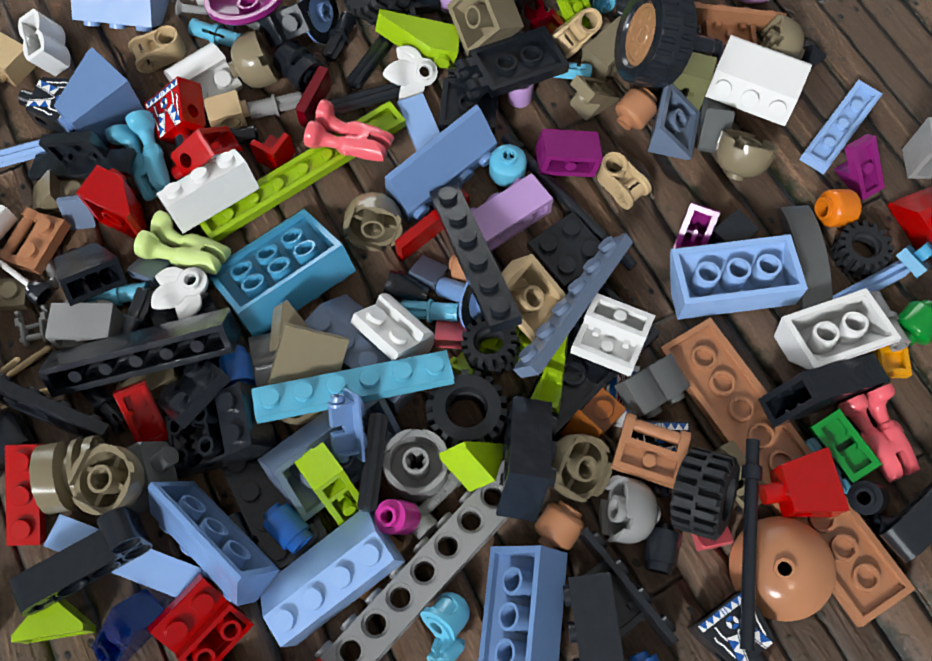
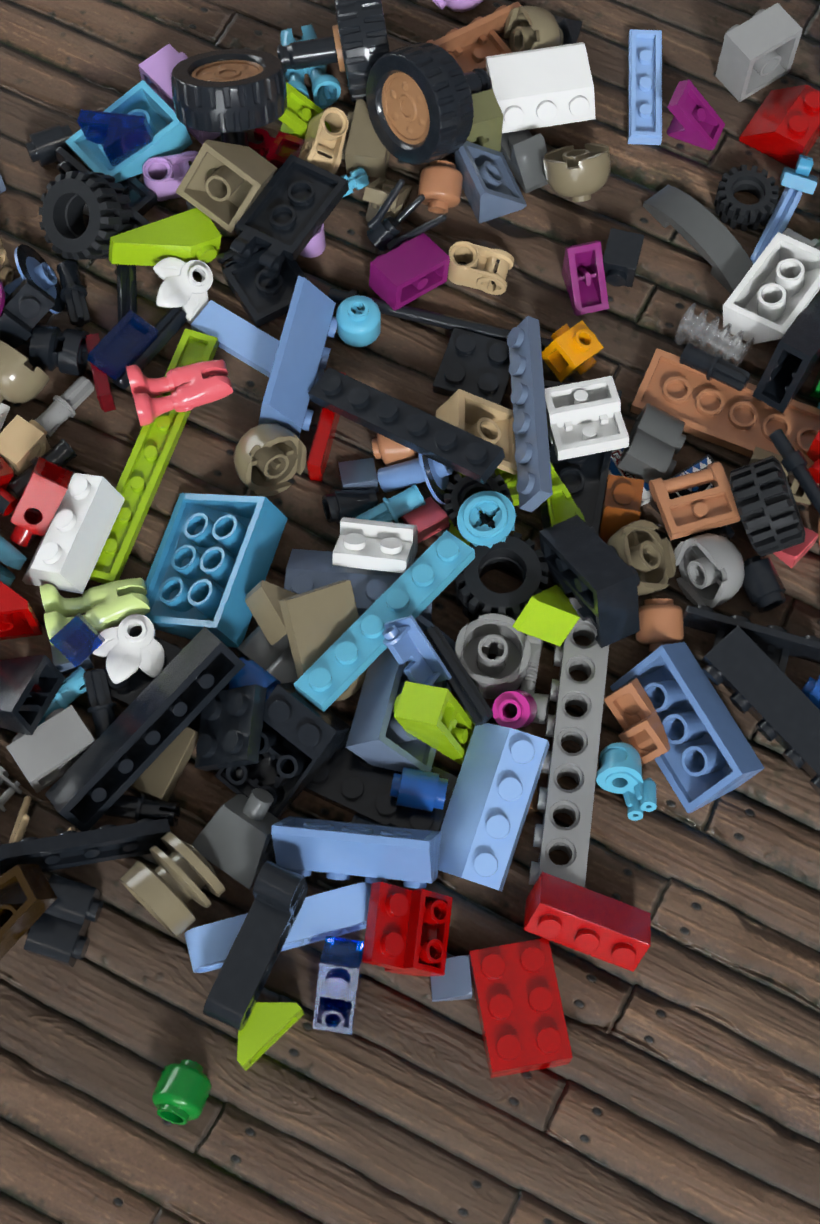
camera: 35 degrees left, 0 degrees up
(23, 517) = (135, 938): red plate -> none
(106, 479) = (228, 850): dark tan cylinder -> none
(141, 412) = (189, 787): red plate -> none
(148, 261) = (77, 640): none -> clear blue tile
(273, 151) = (103, 455): red panel -> none
(337, 85) = (122, 345): none -> clear blue tile
(470, 353) = (489, 503): none -> medium azure gear
(489, 595) = (639, 720): none -> nougat slope
(512, 210) = (397, 356): lavender brick -> none
(575, 116) = (385, 232): none -> black plant
(644, 279) = (571, 350): none -> light orange brick
(735, 277) = (653, 295): light blue slope -> none
(743, 359) = (714, 367): none -> black axle
(756, 337) = (710, 338): none -> clear piece
(838, 207) = (698, 170): orange head -> none

